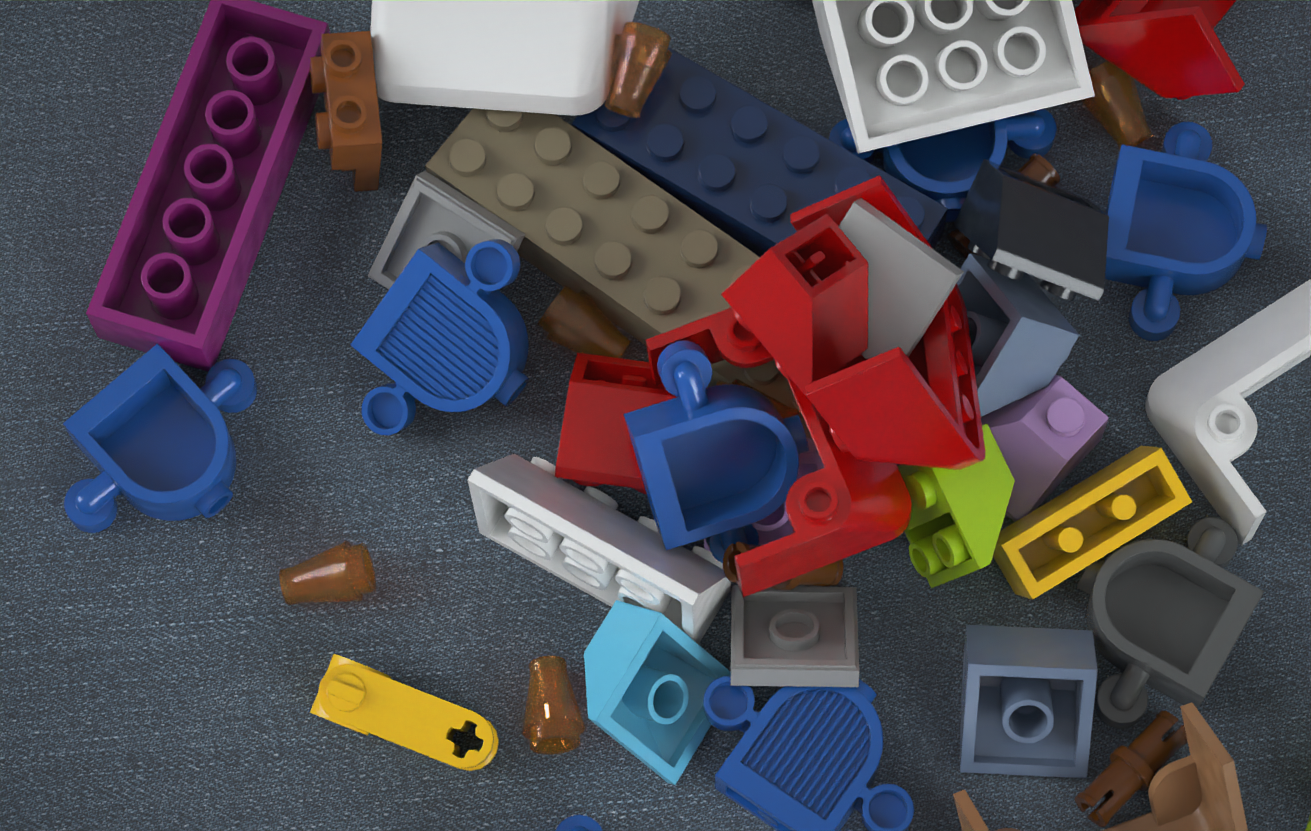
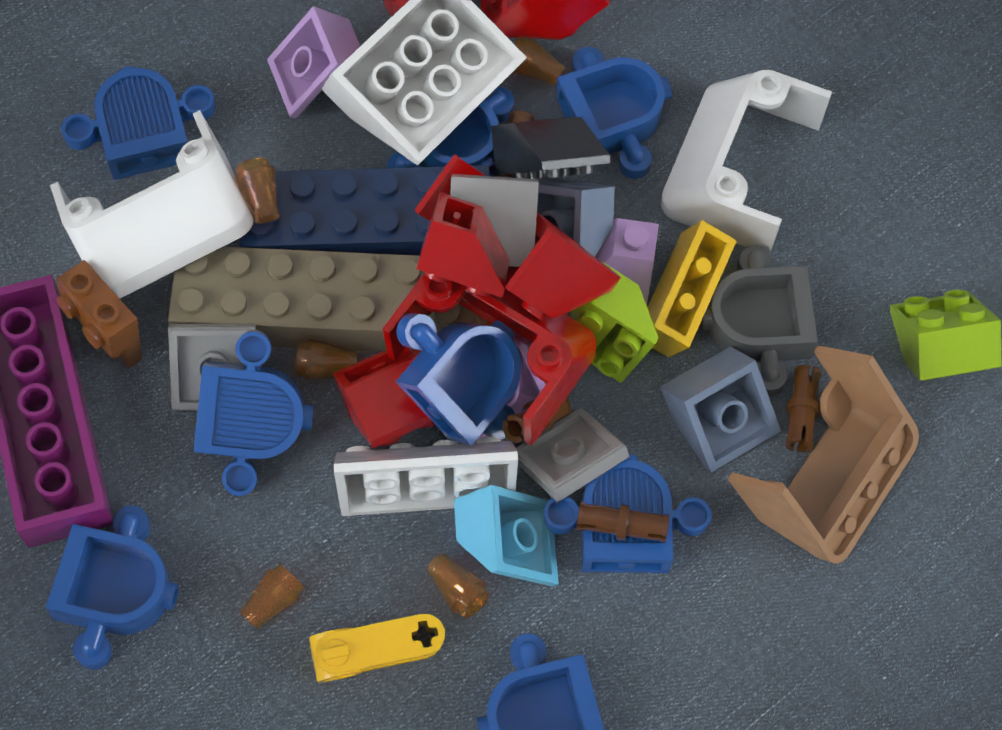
camera: 40 degrees left, 5 degrees down
(788, 762) = (623, 522): none -> reddish brown pin

